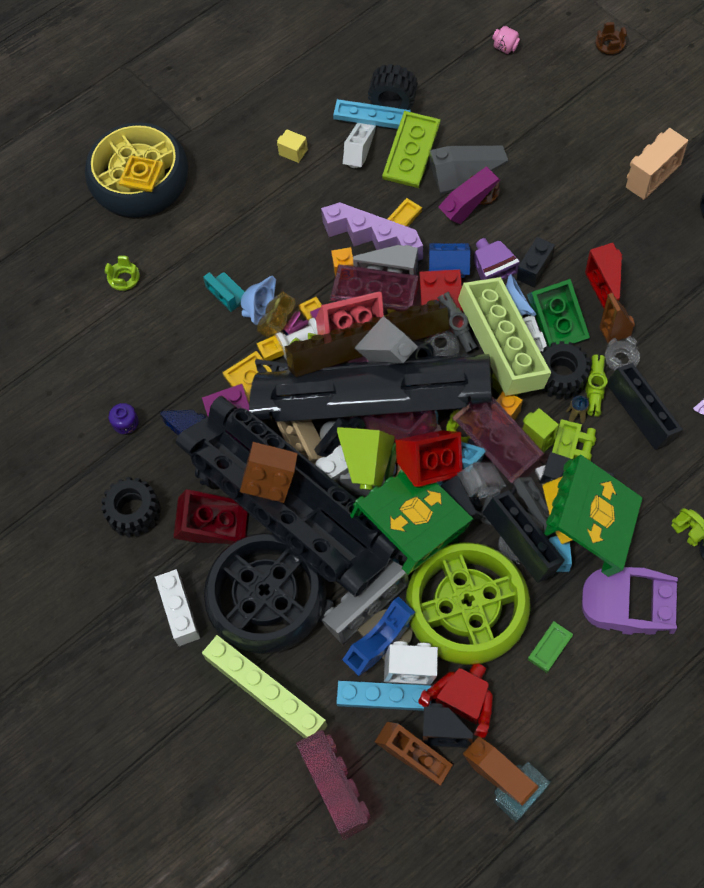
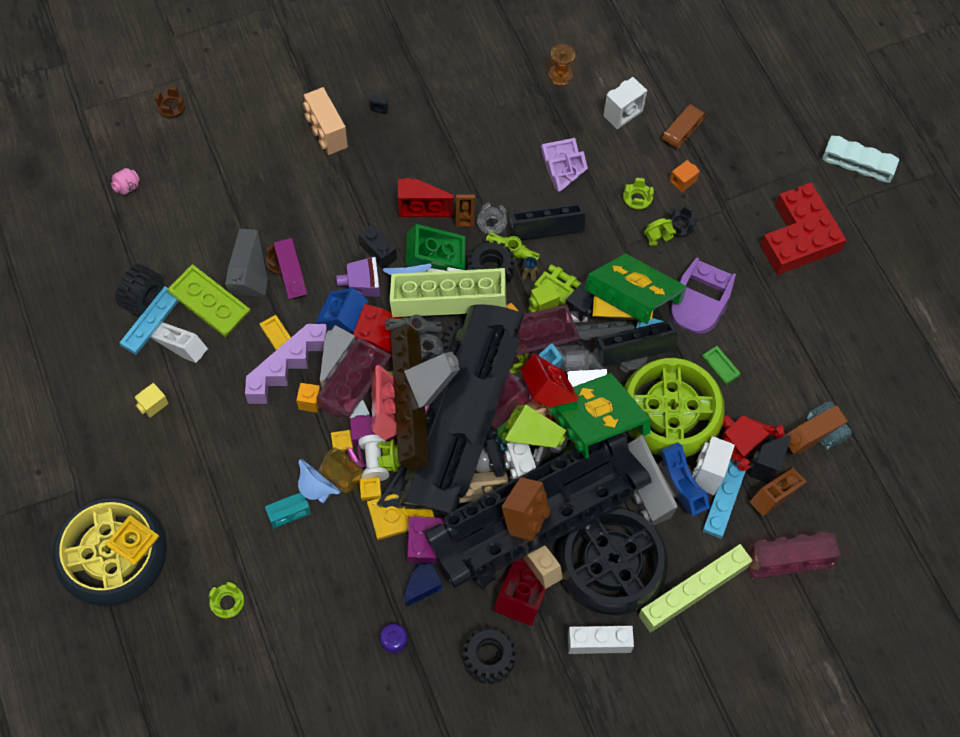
camera: 80 degrees left, 0 degrees up
(233, 525) = (544, 566): none -> tan brick

